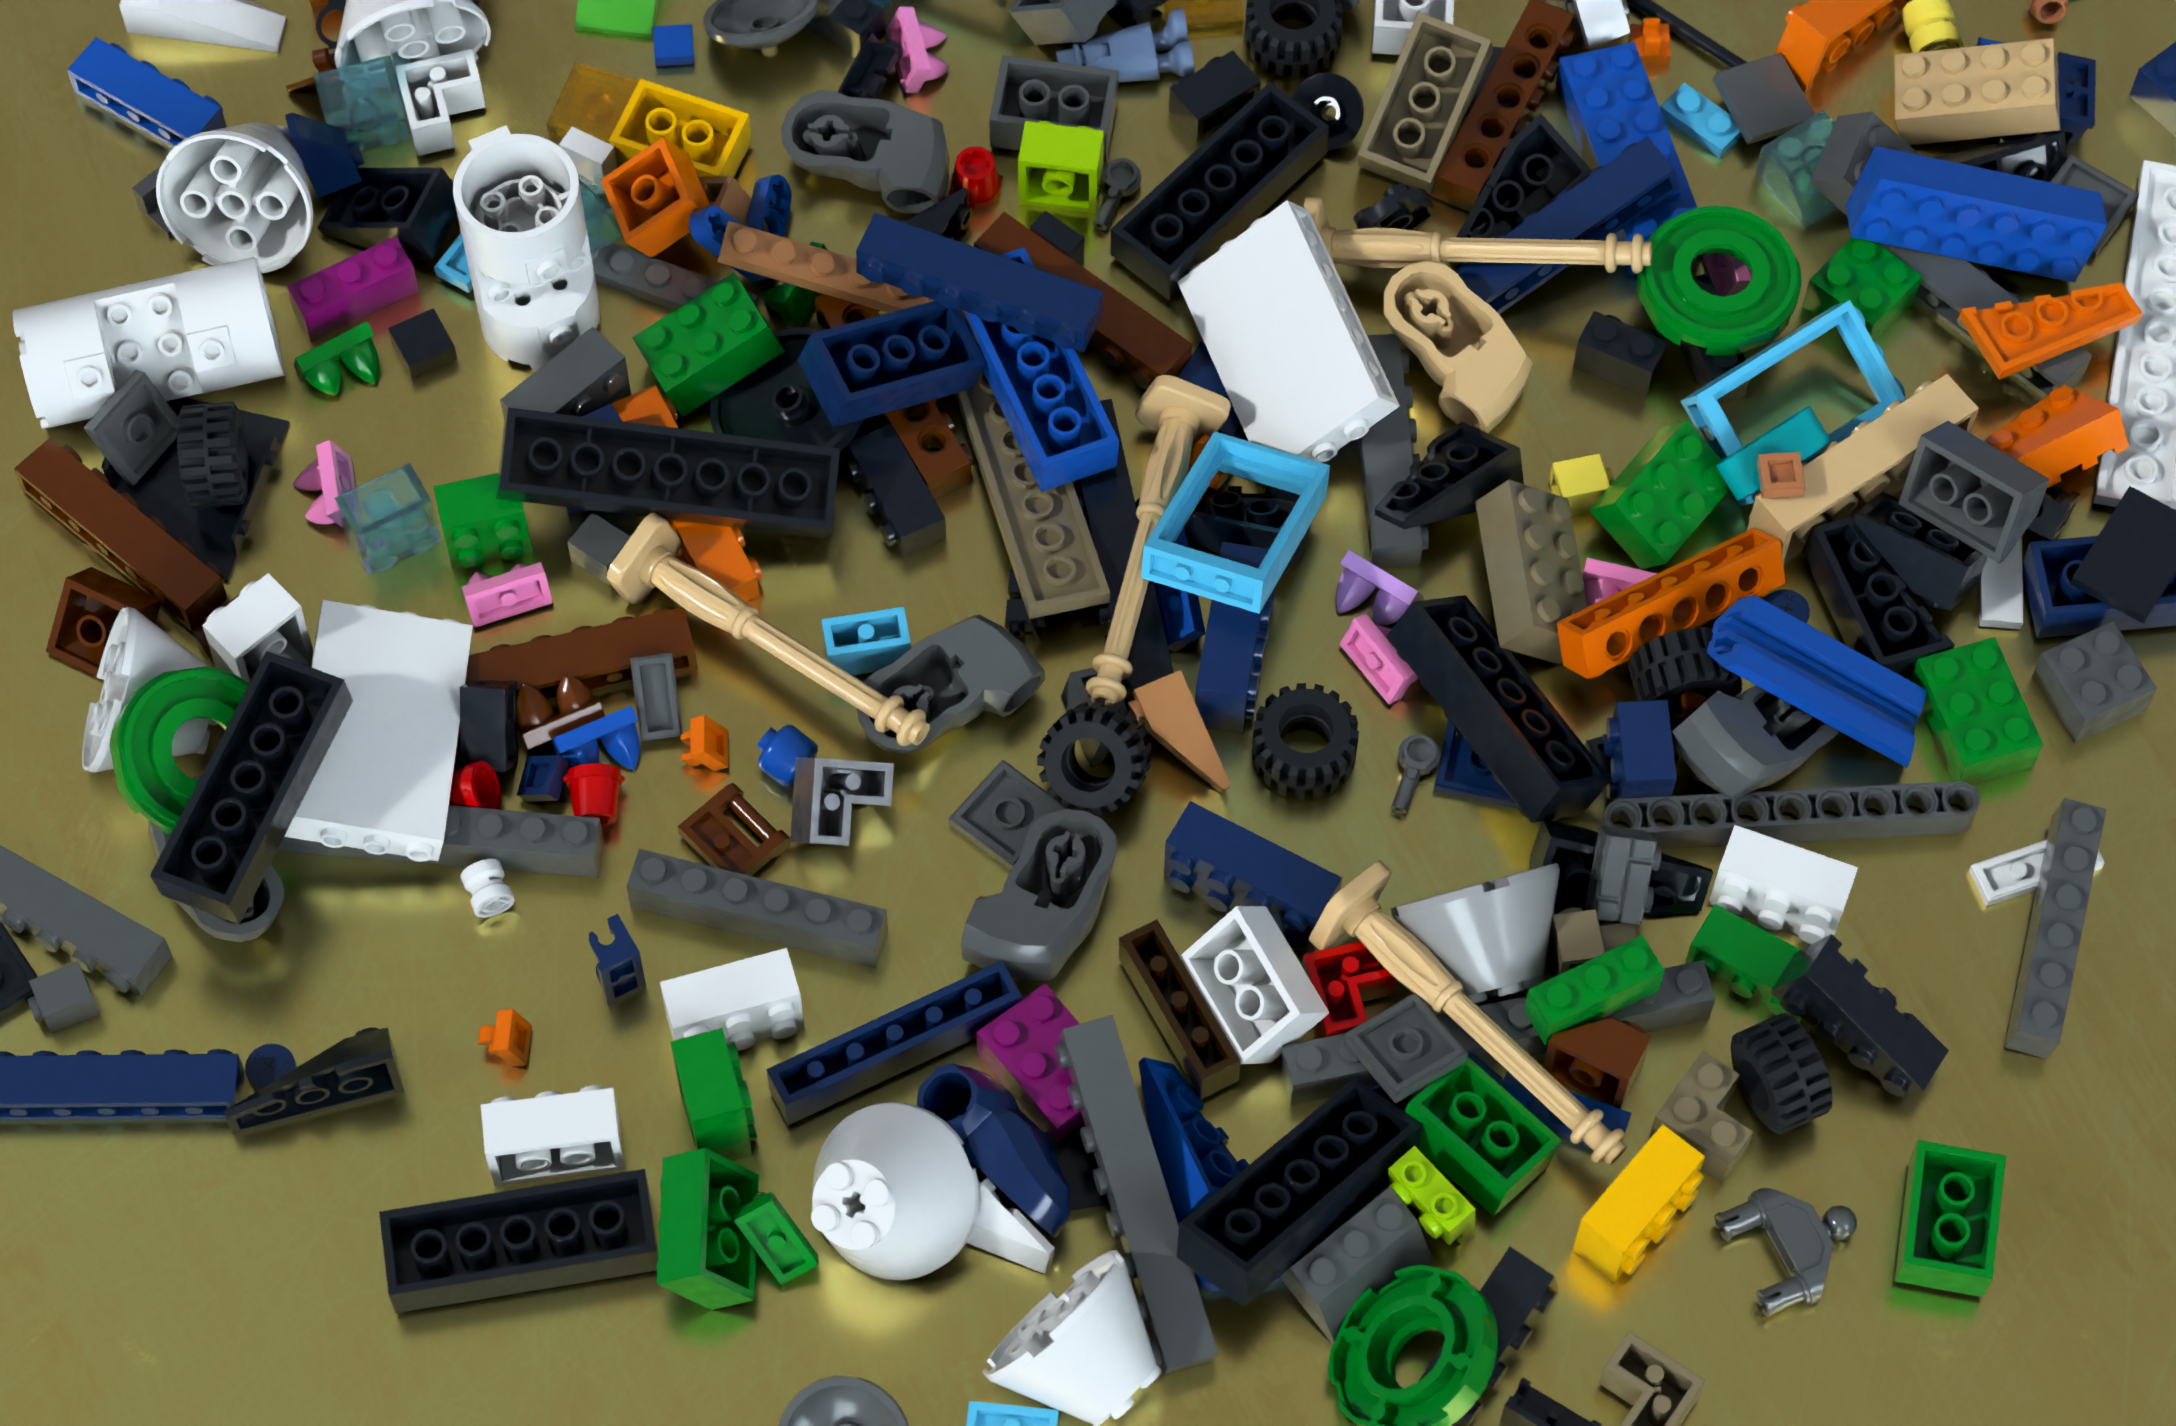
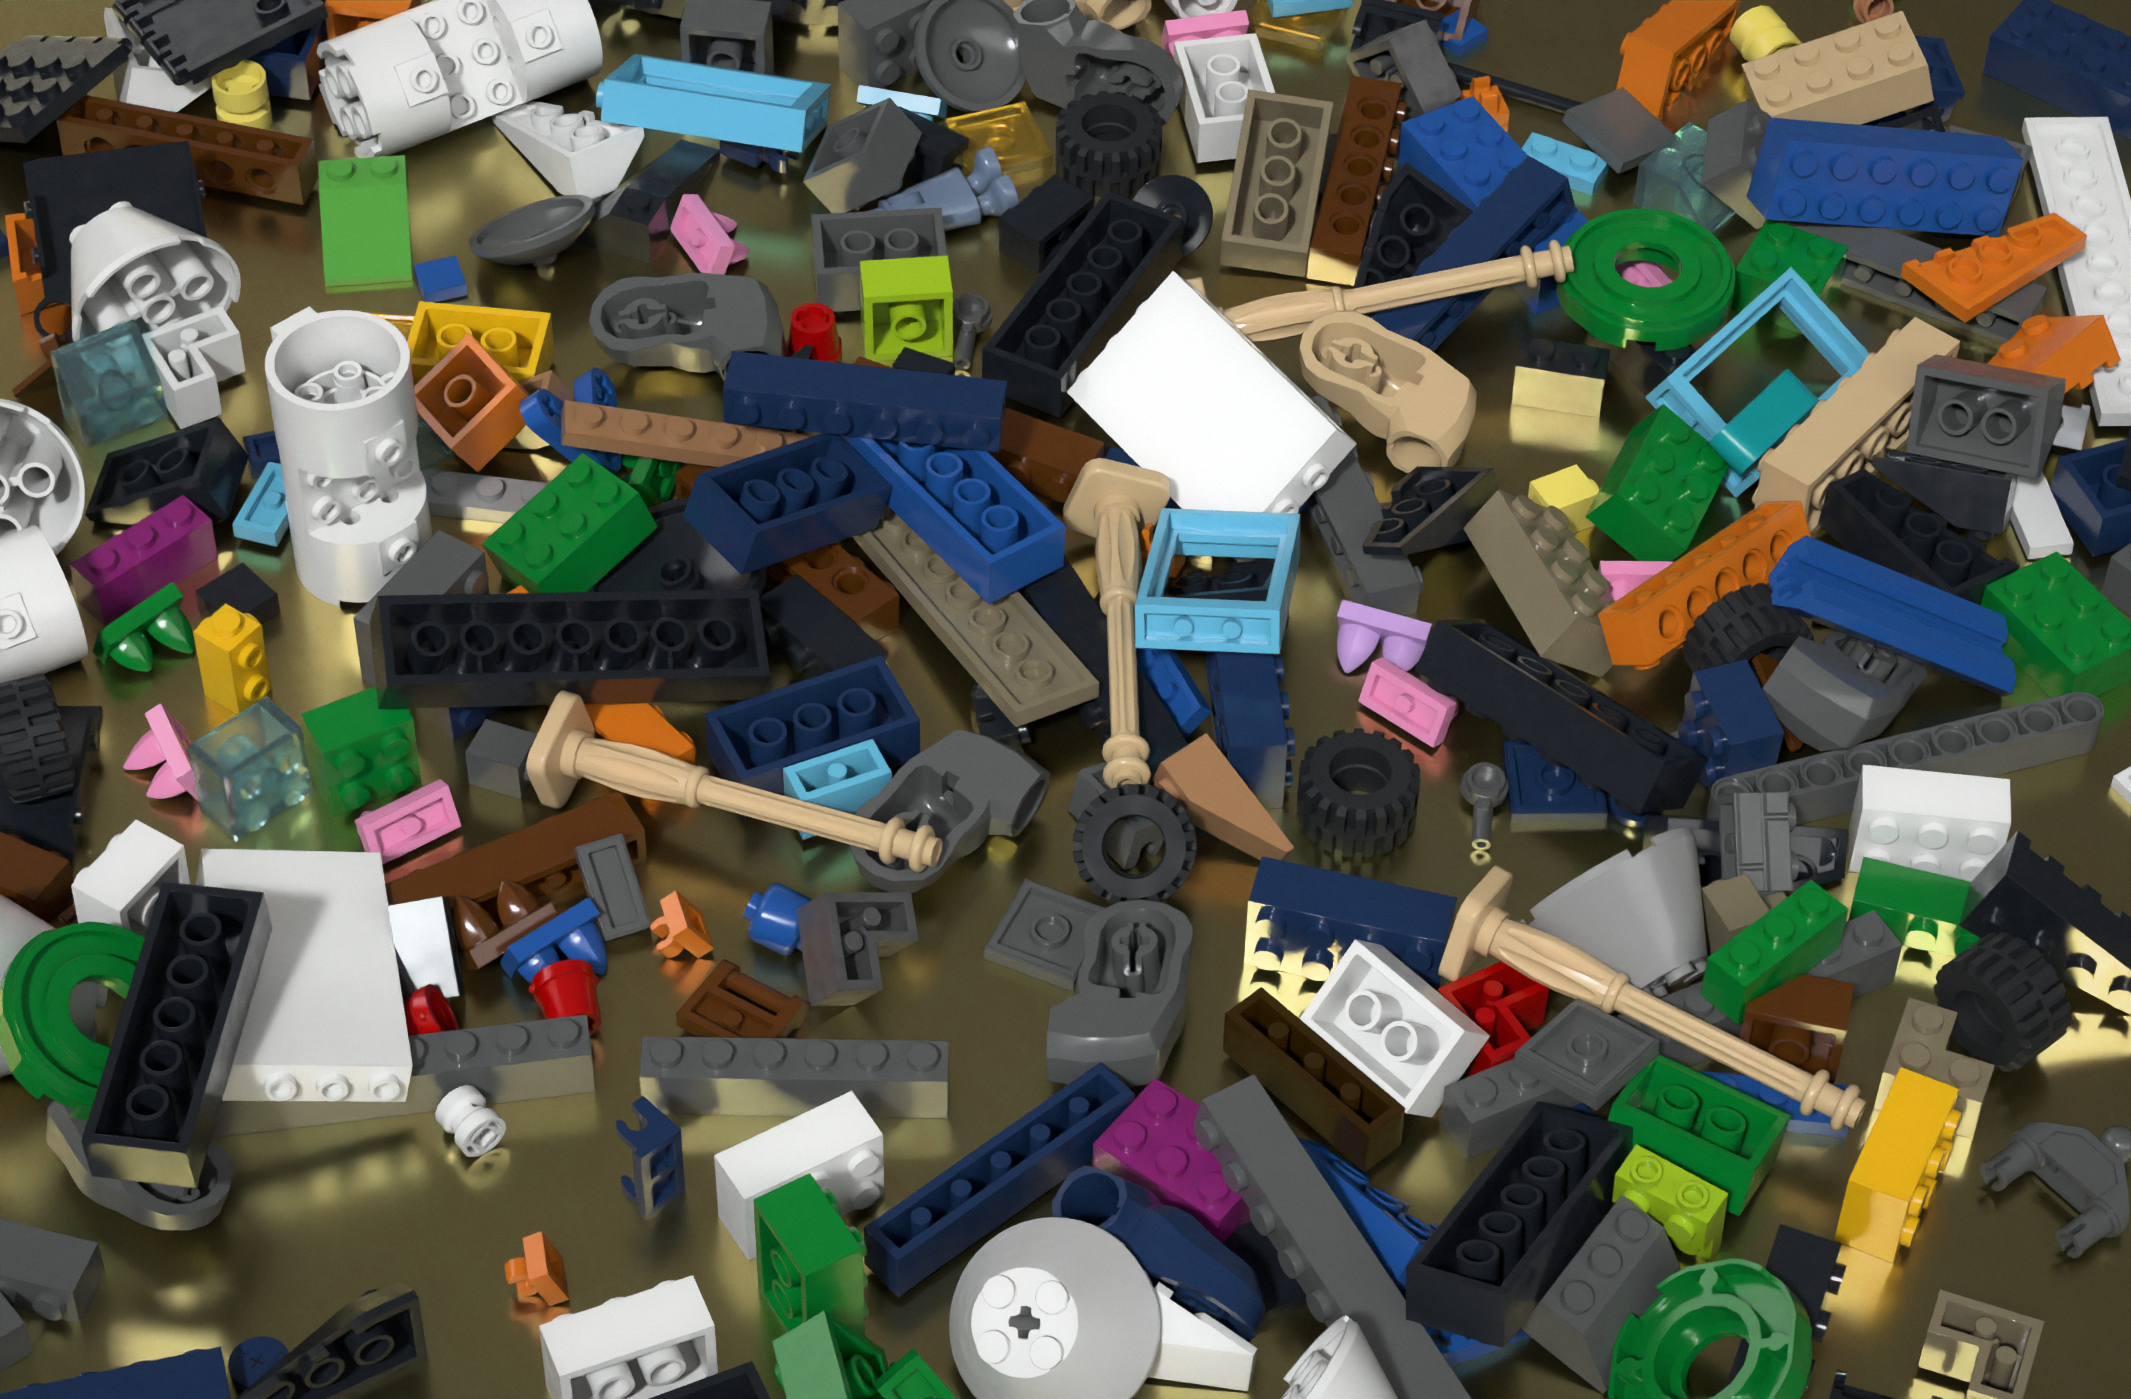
camera: 15 degrees left, 15 degrees down
(325, 154) = (88, 431): dark blue slope -> none
(400, 407) = (232, 659): none -> yellow brick
(542, 778) = (503, 996): dark blue plate -> none
(861, 578) = (810, 719): none -> dark blue brick
(872, 60) = (669, 252): black hinge -> none
(1399, 209) = (1281, 275): black plate -> none
(1780, 475) = (1784, 431): nougat plate -> none

